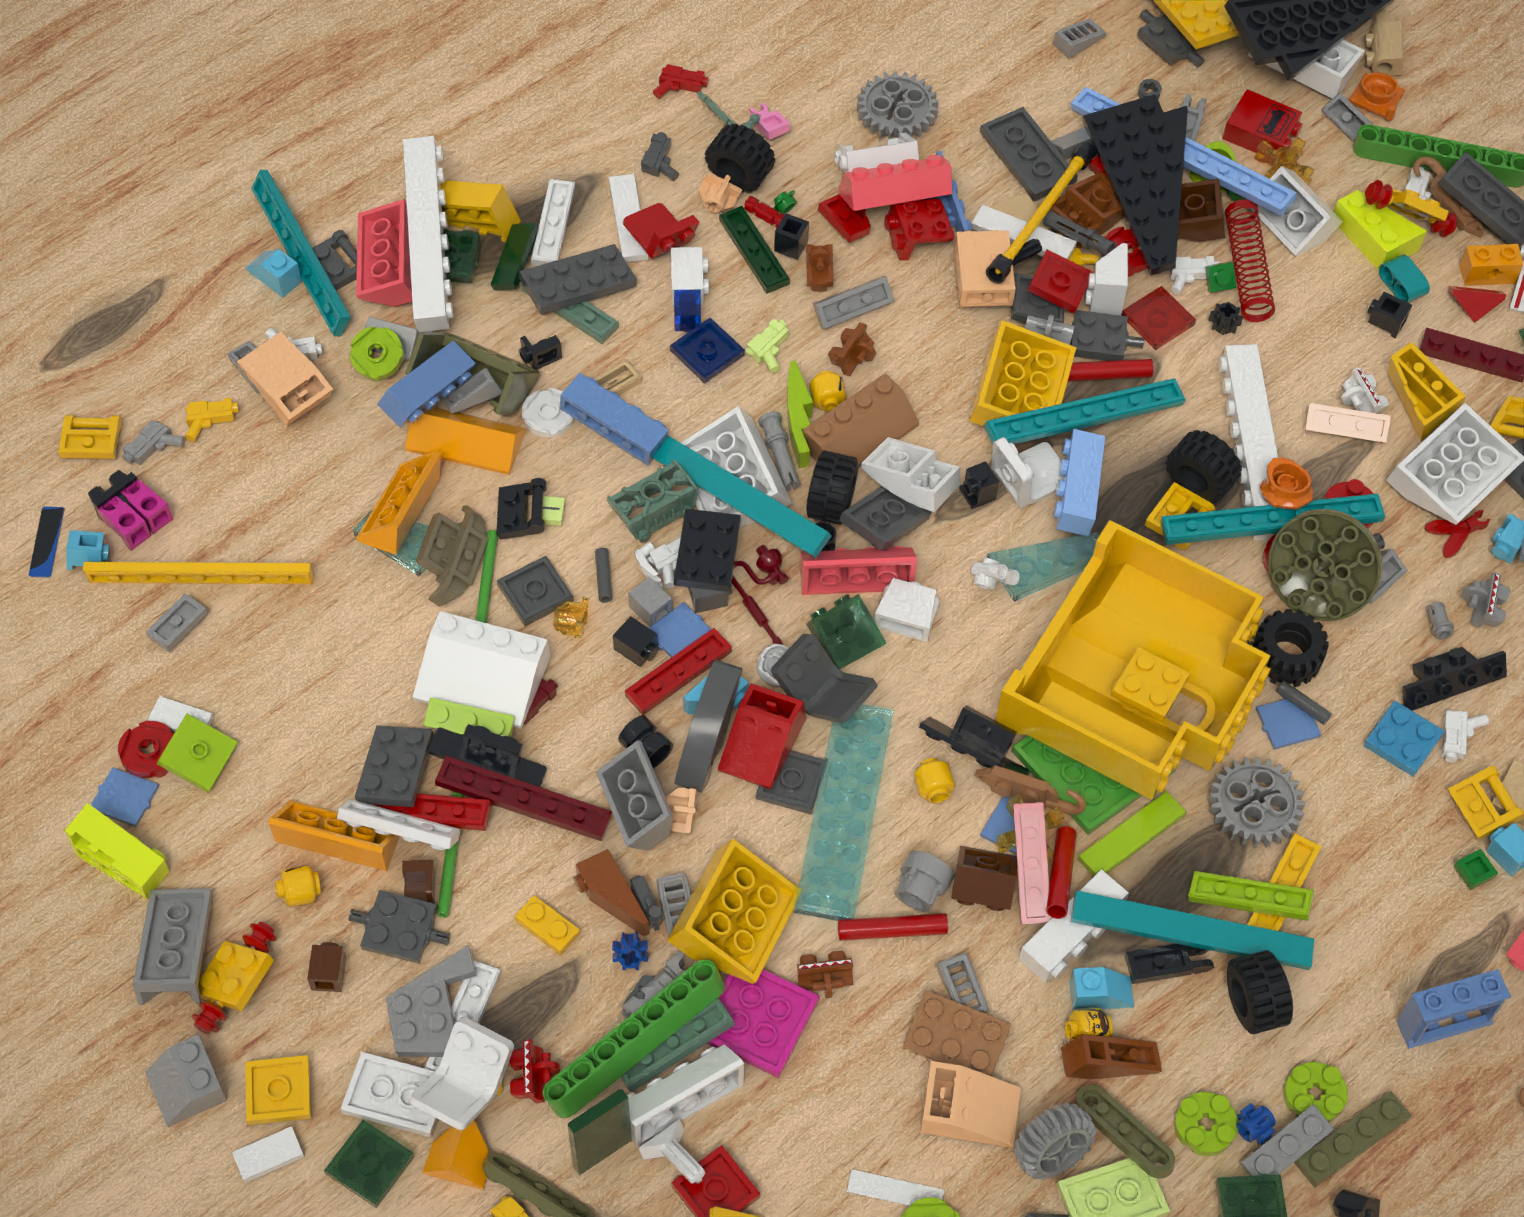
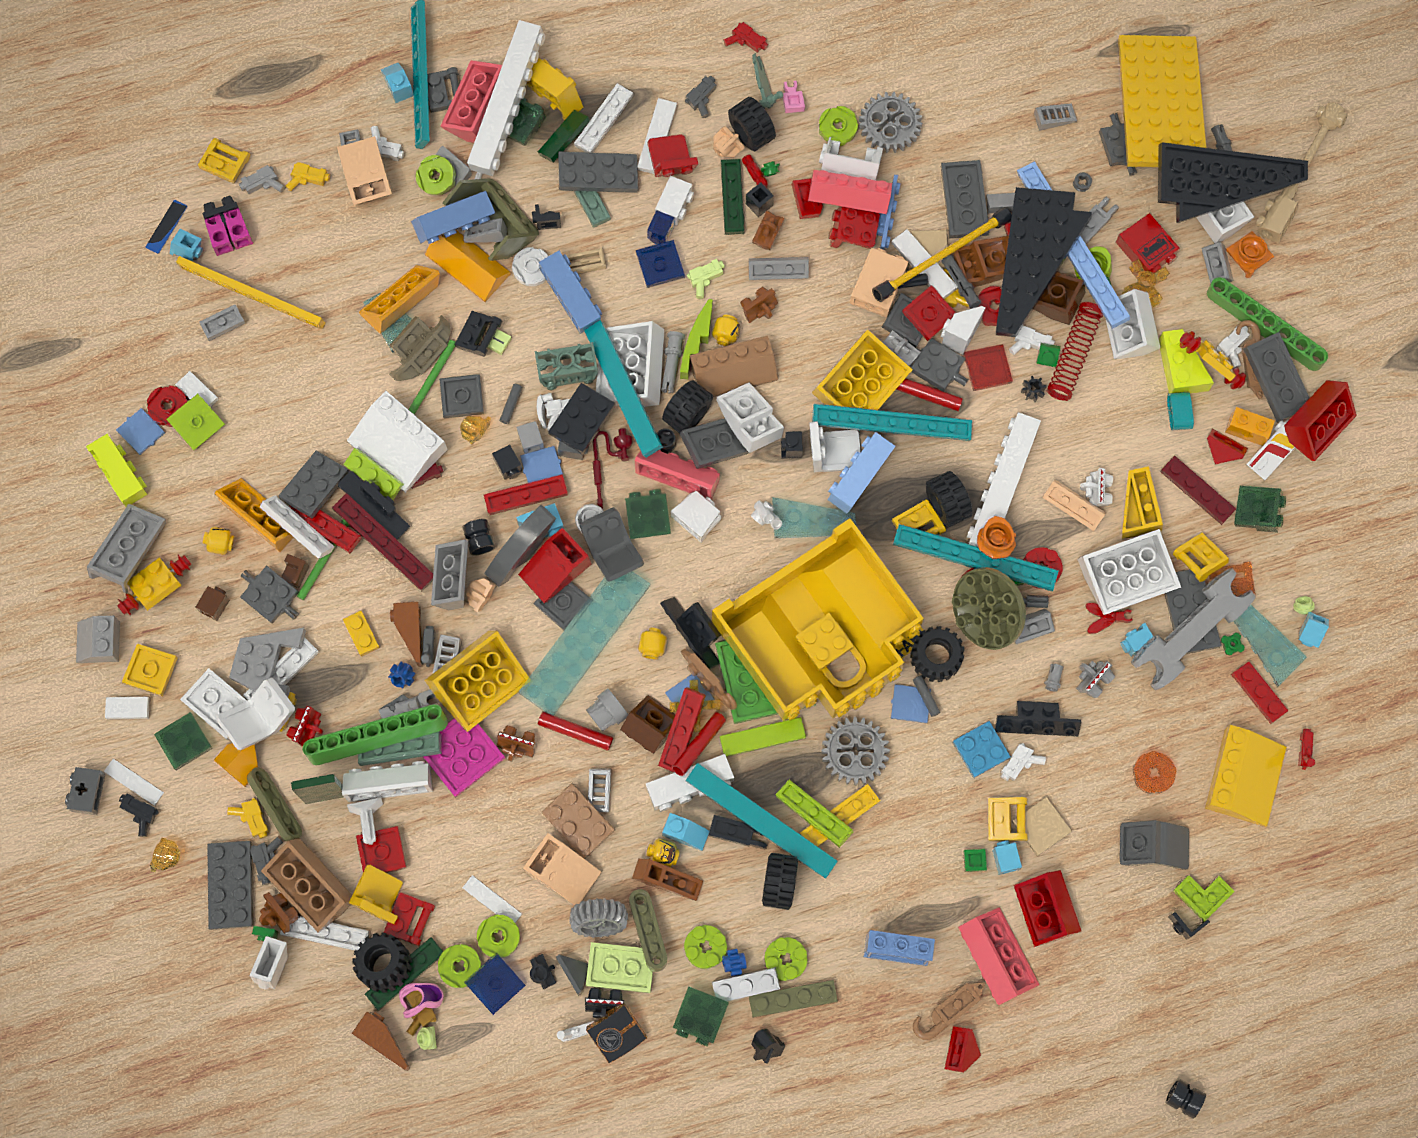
camera: 25 degrees right, 15 degrees up
(842, 118) = (836, 115): none -> lime plate
(1389, 313) = (1155, 427): black brick -> none

